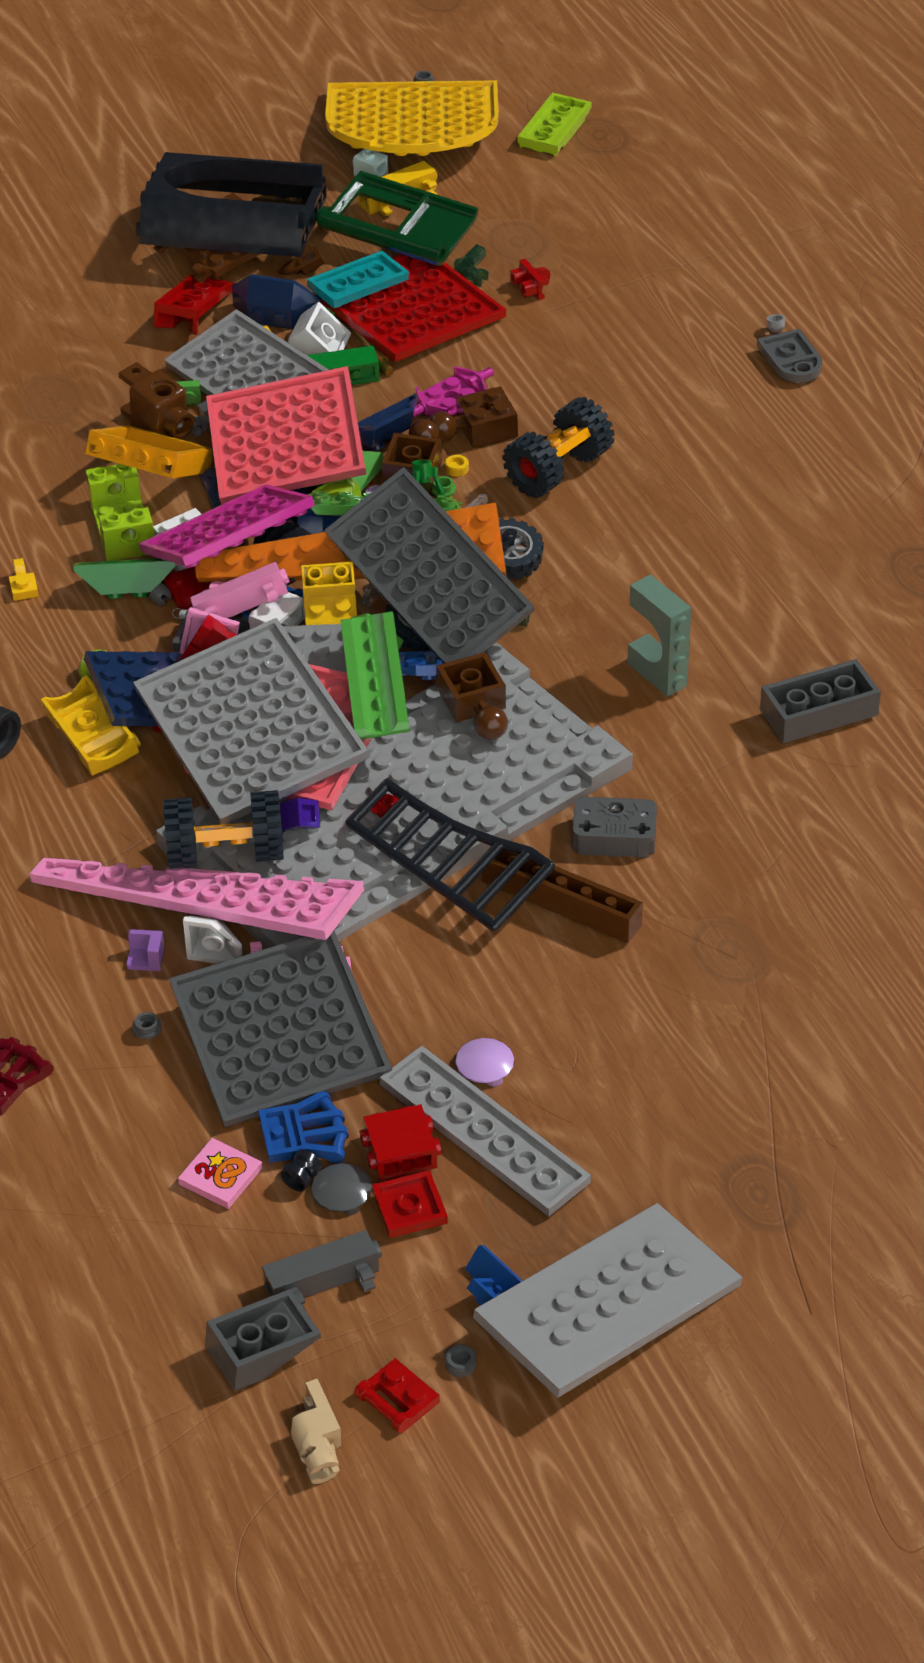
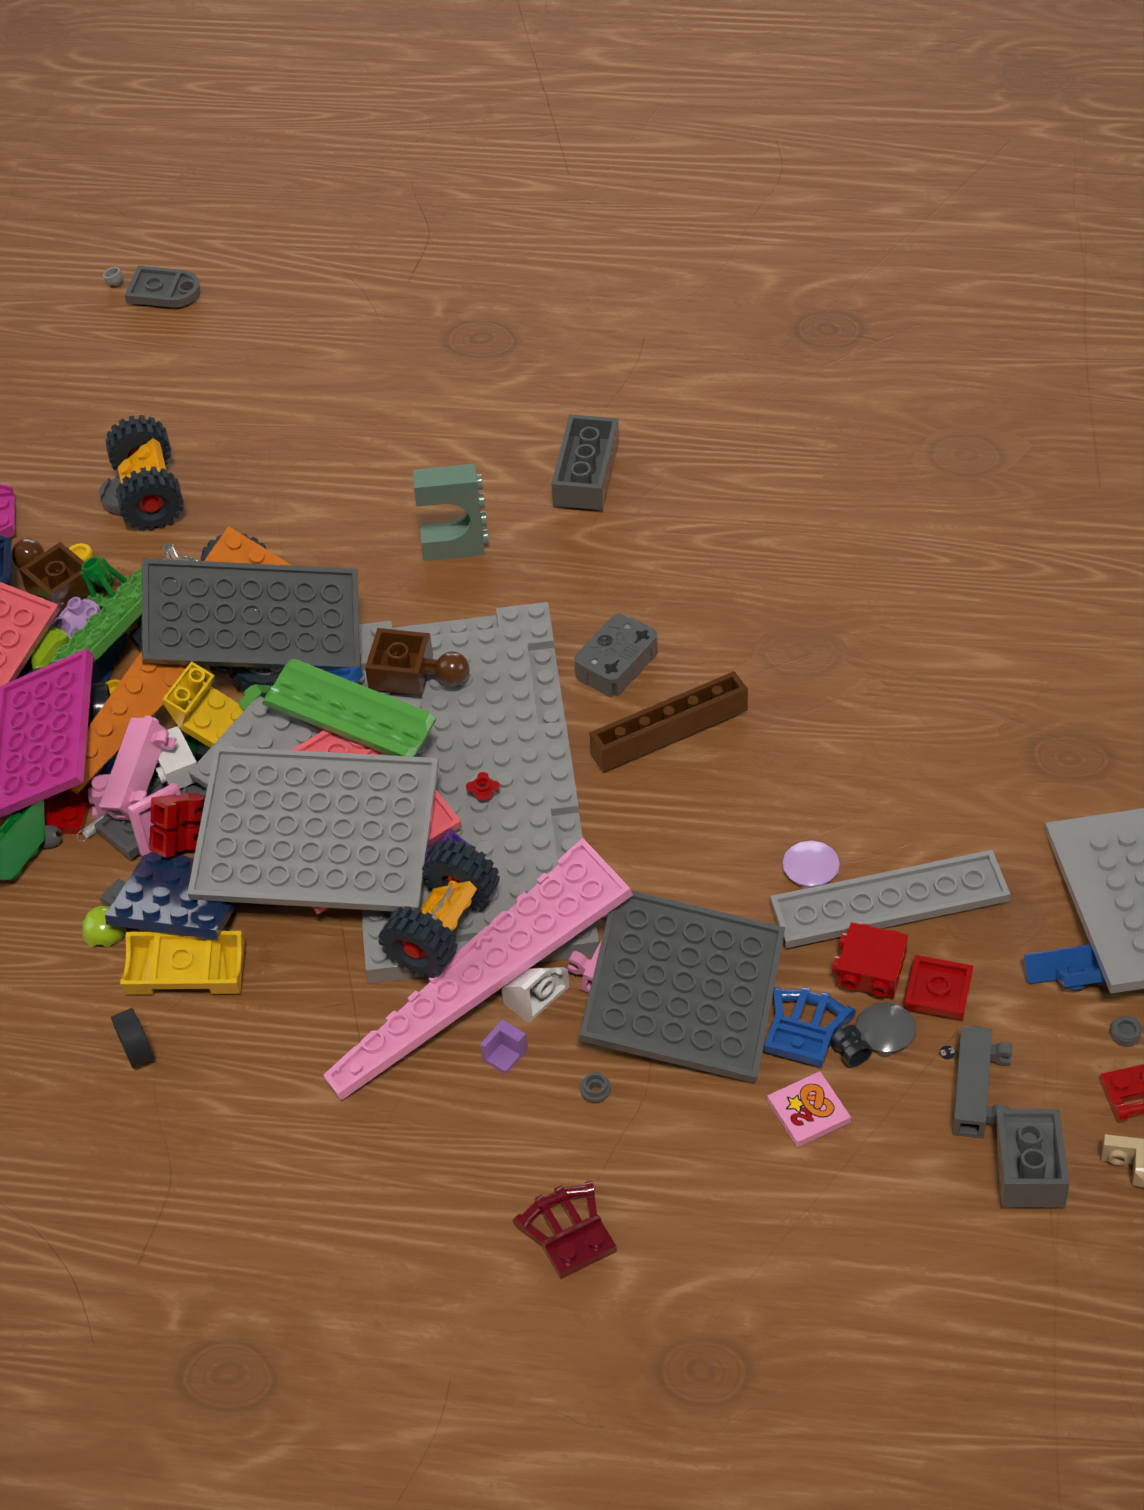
camera: 55 degrees left, 5 degrees up
(471, 837) = (579, 741): black bar -> none
(482, 416) = (45, 506): reddish brown brick -> none

